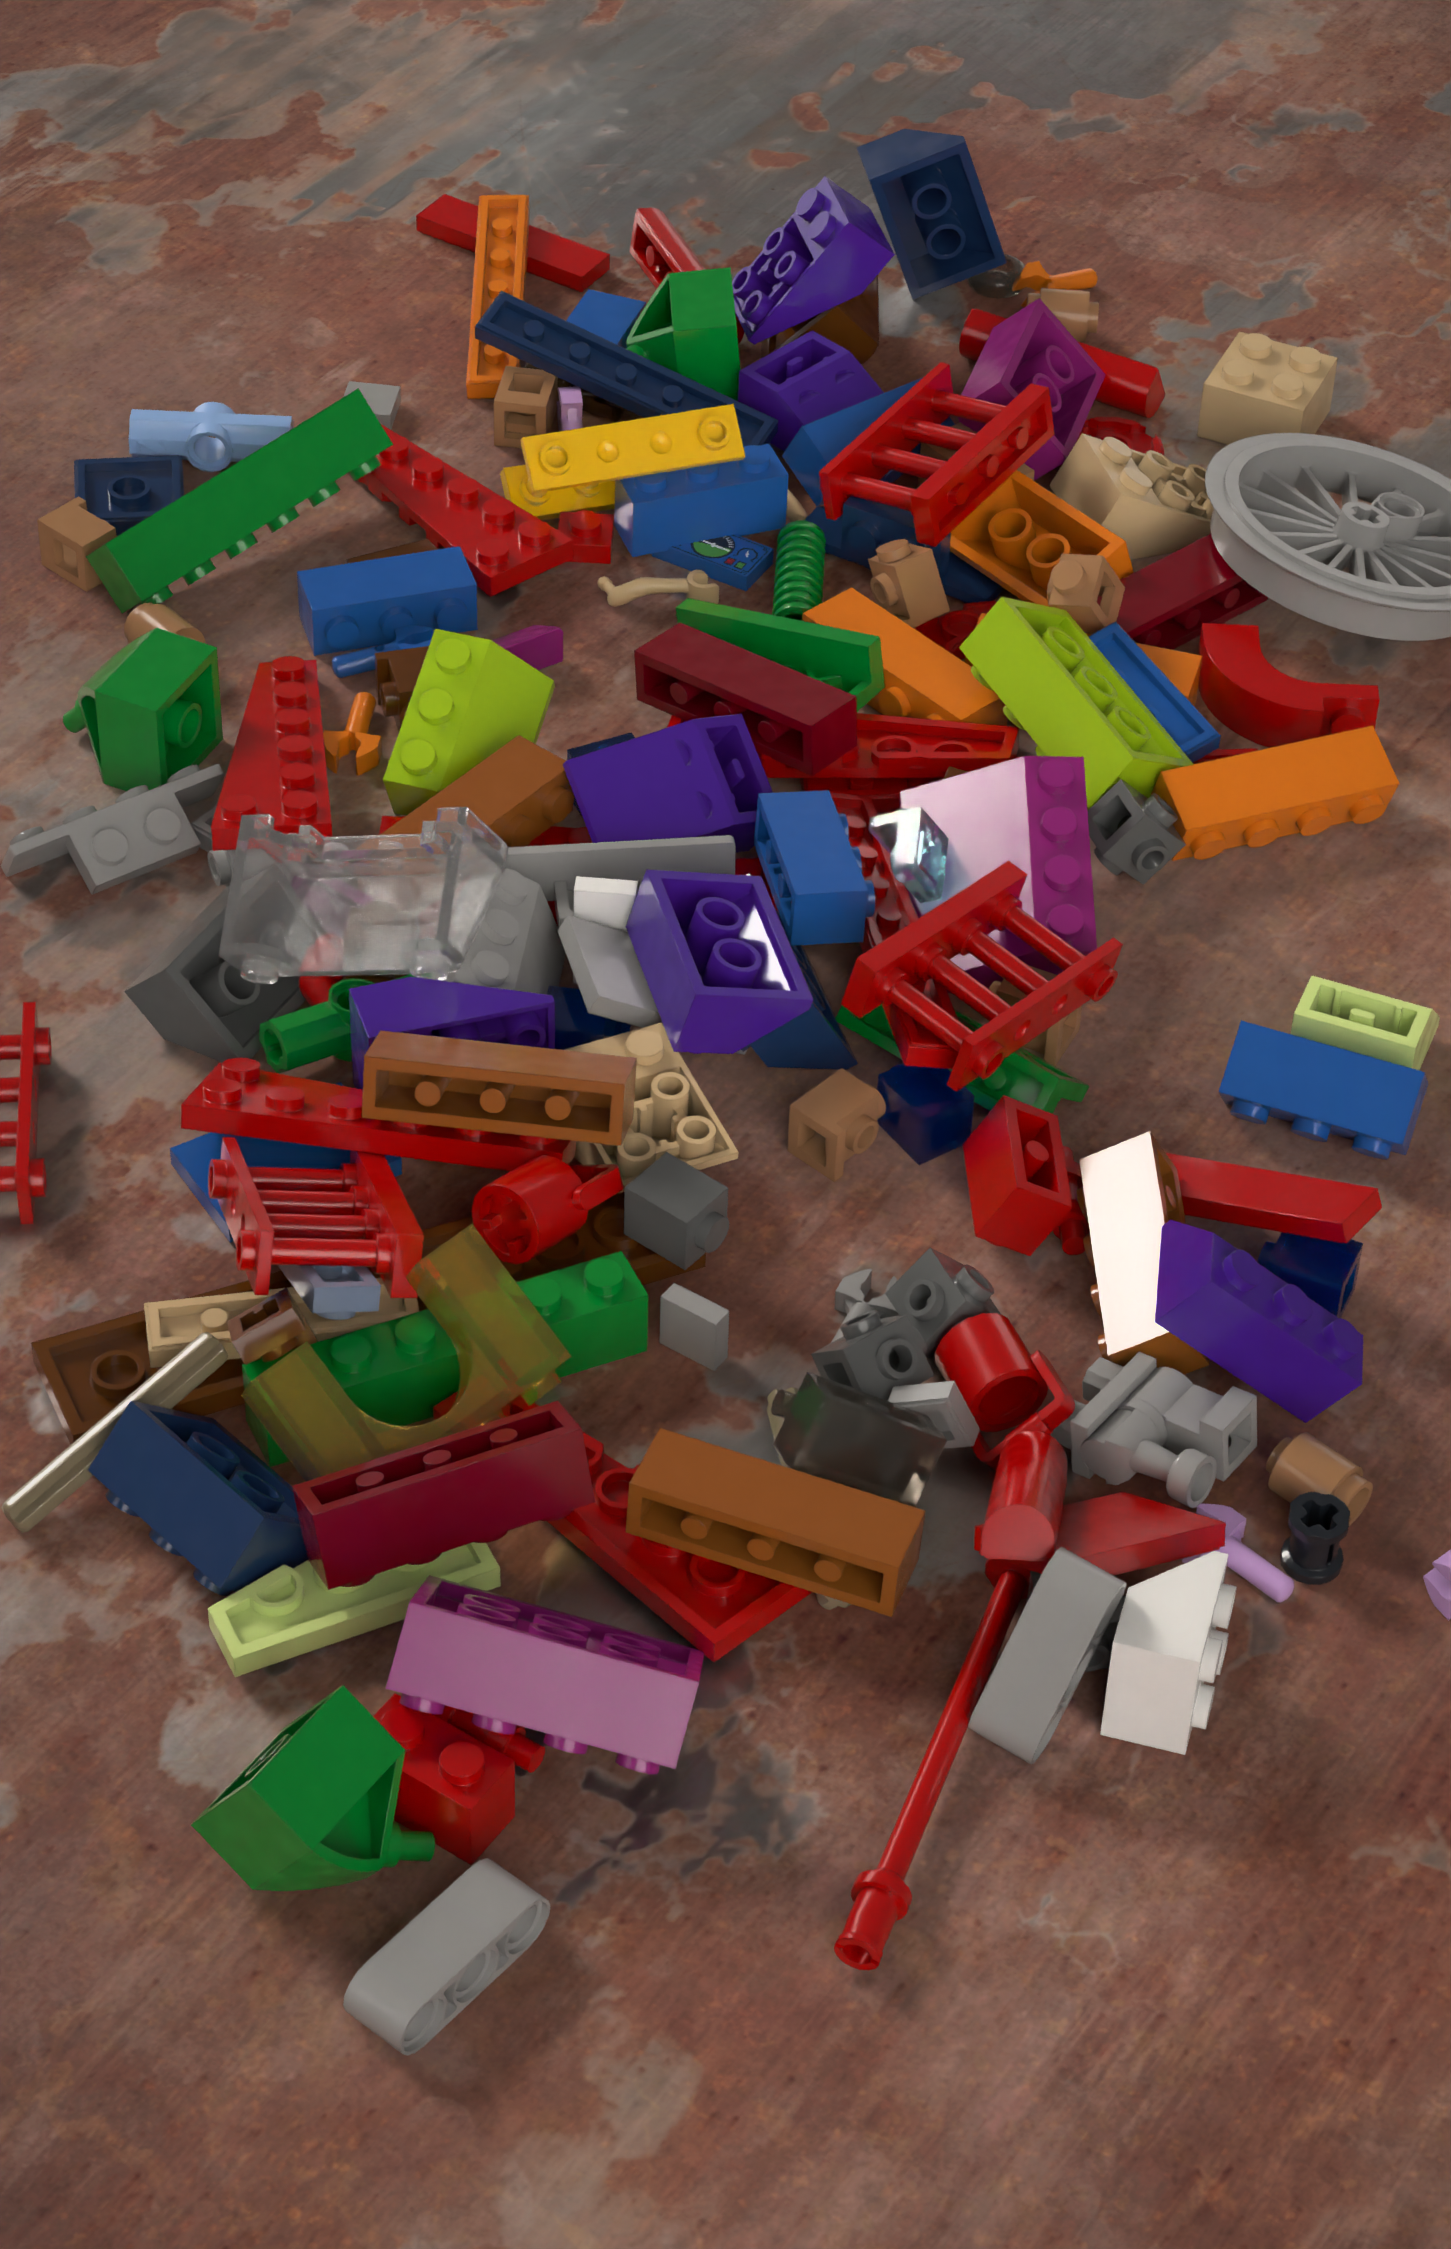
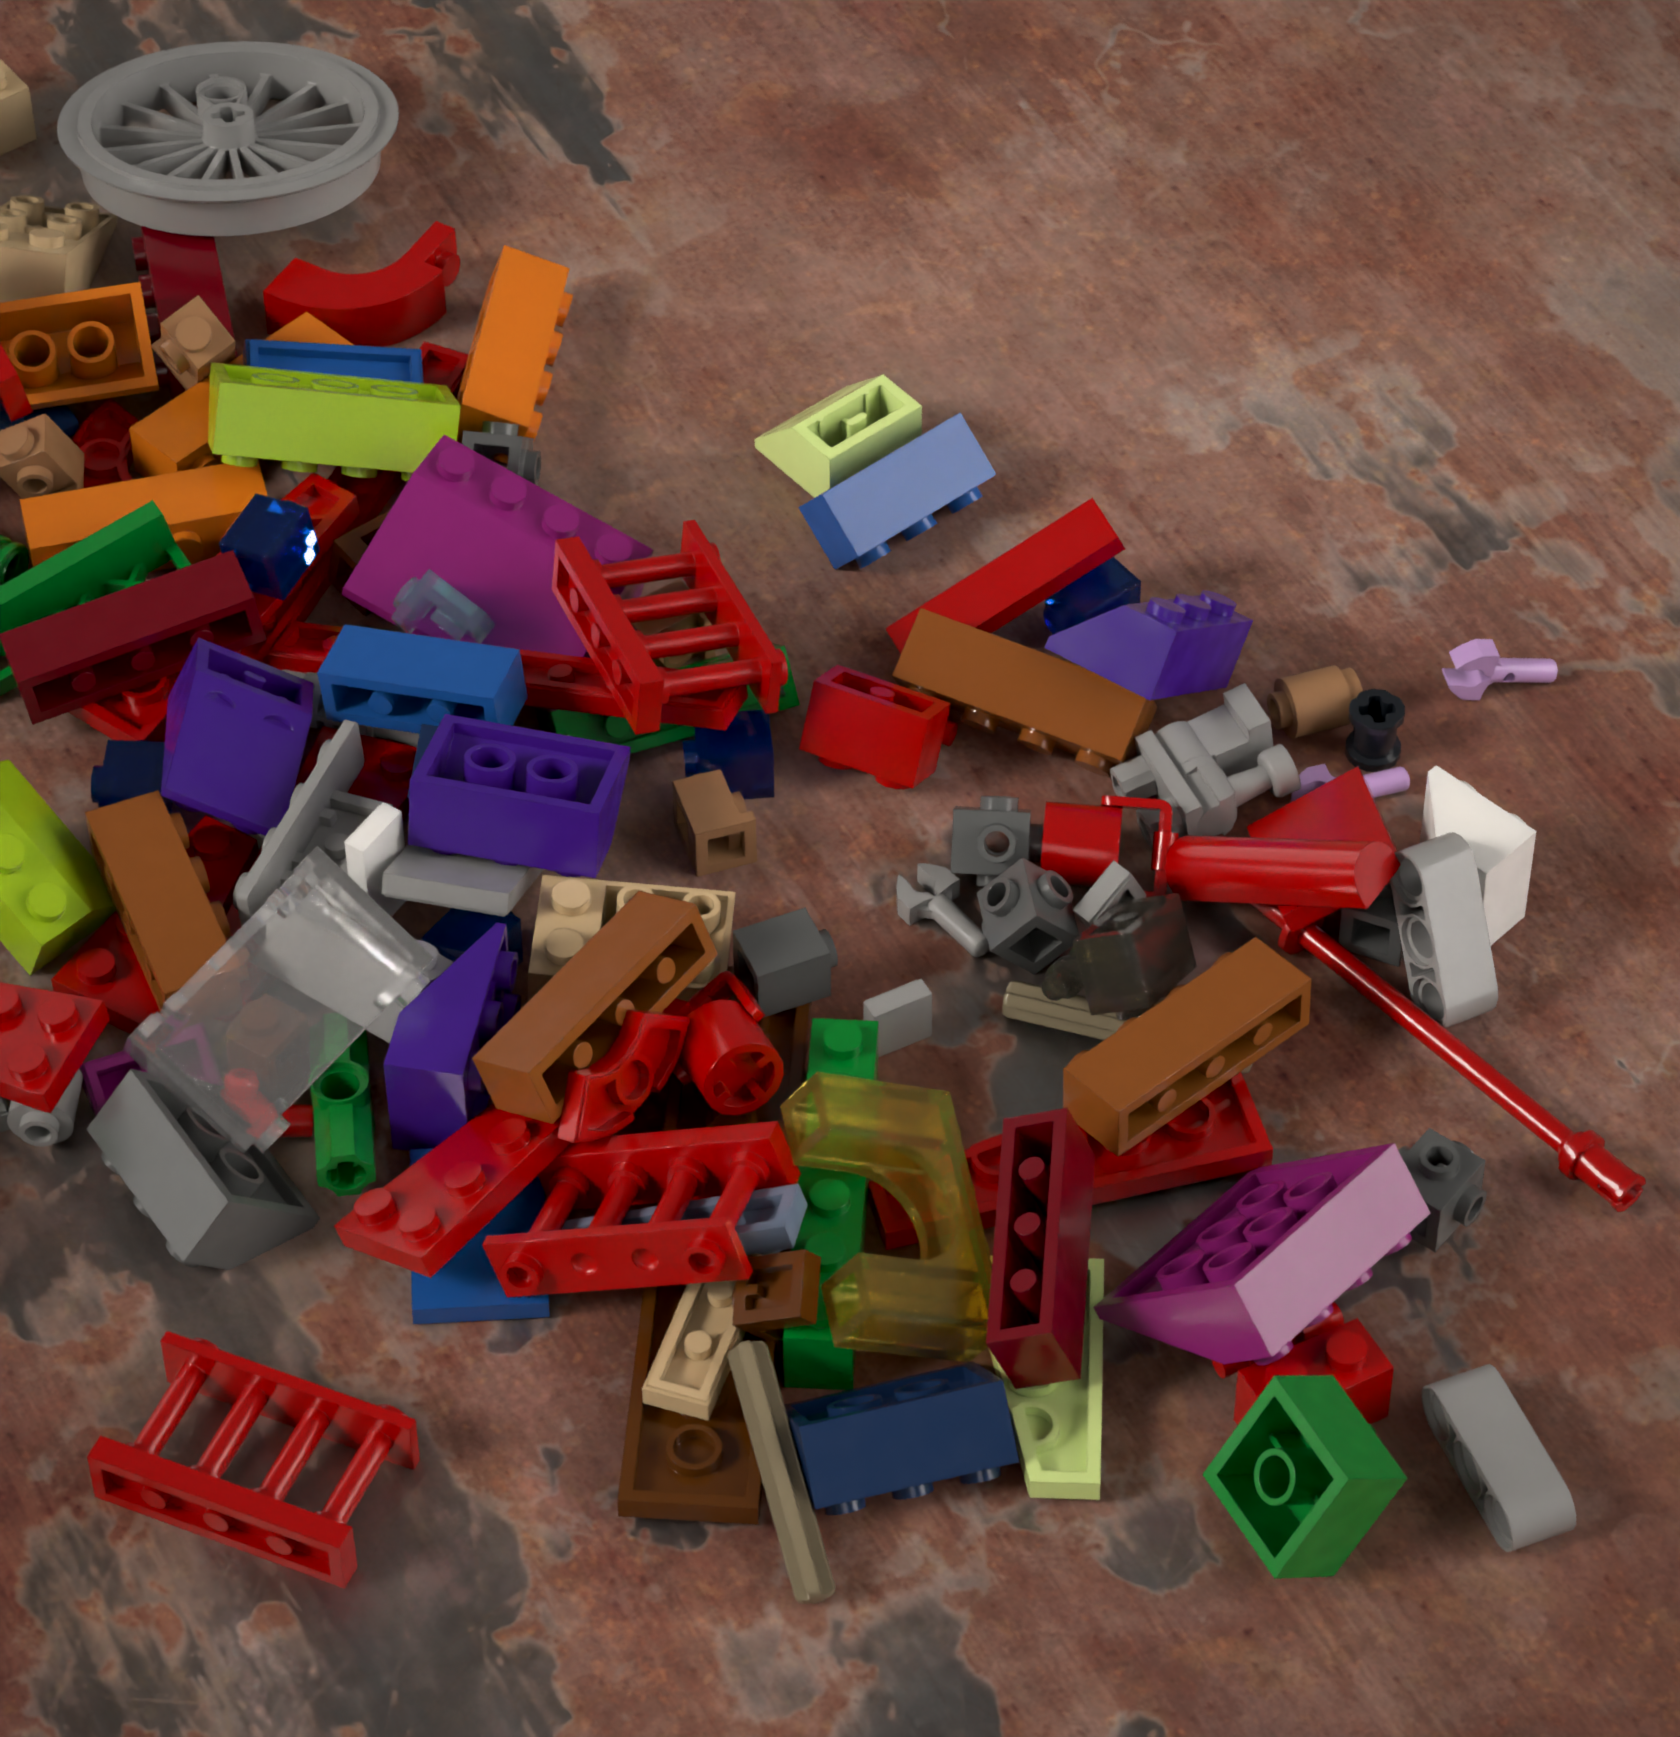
camera: 60 degrees left, 5 degrees up
(447, 1146) = (610, 1090): none -> red tile
(742, 1781) = (1450, 1184): none -> dark grey brick
(897, 724) = (272, 544): none -> clear blue brick

